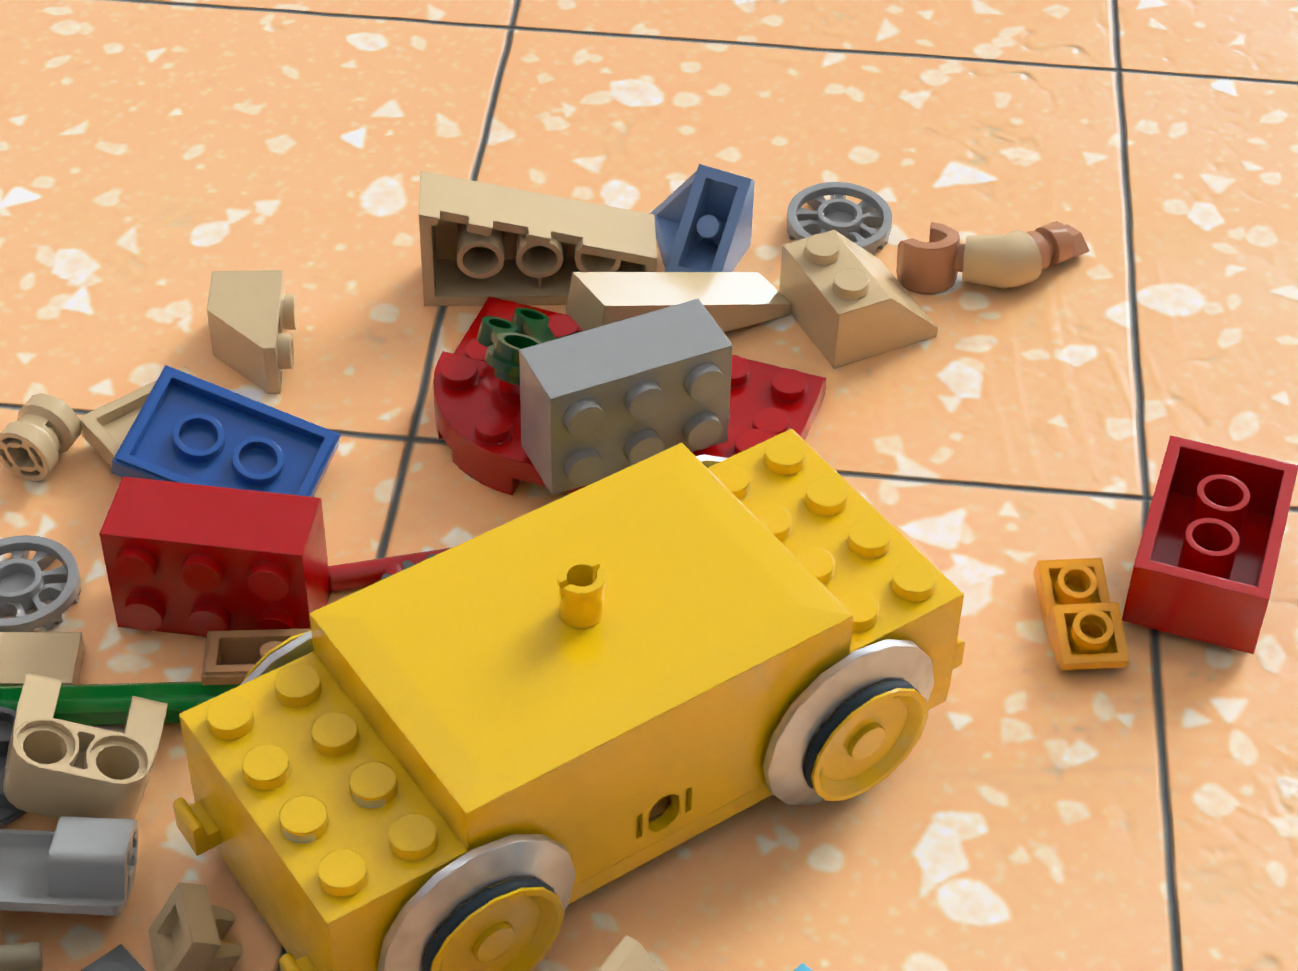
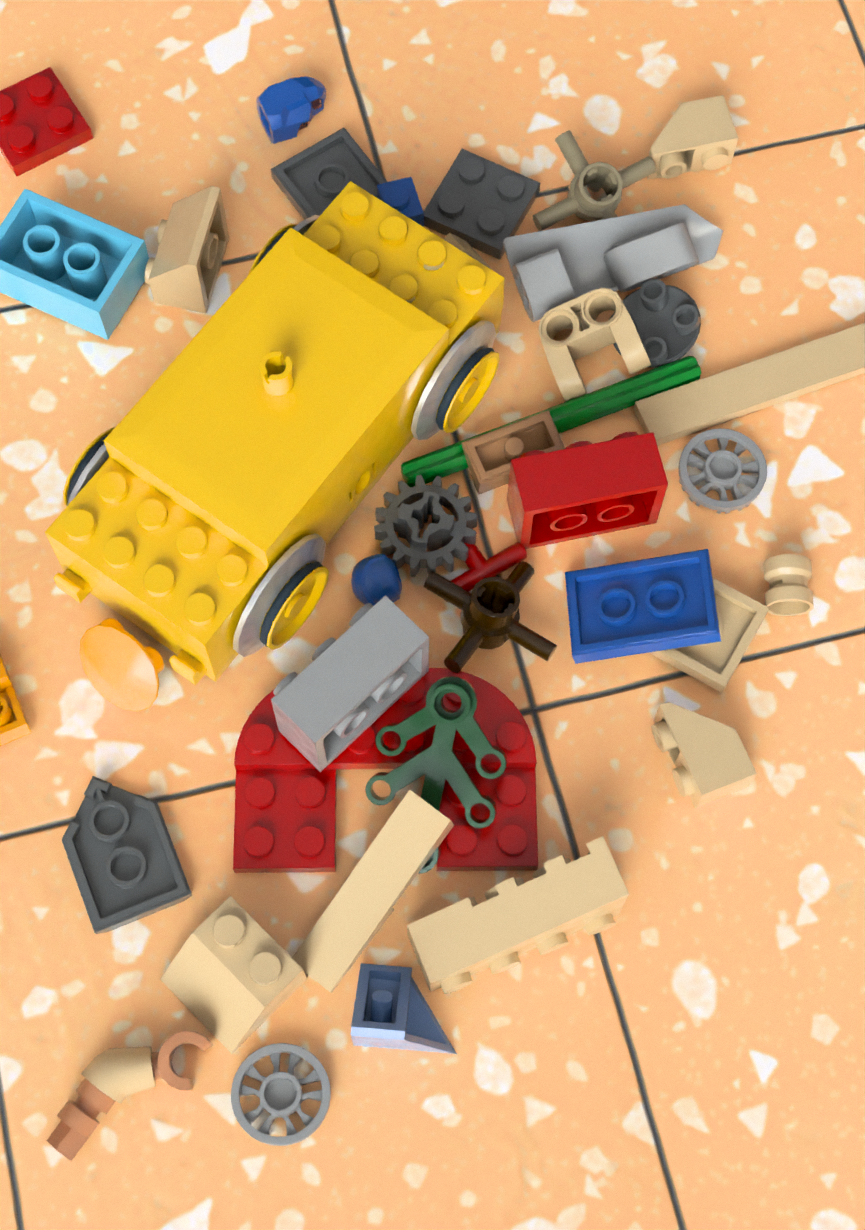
camera: 160 degrees right, 25 degrees up
(411, 495) = (489, 615): none -> dark brown bar
(950, 428) = (122, 857): none -> dark grey tile

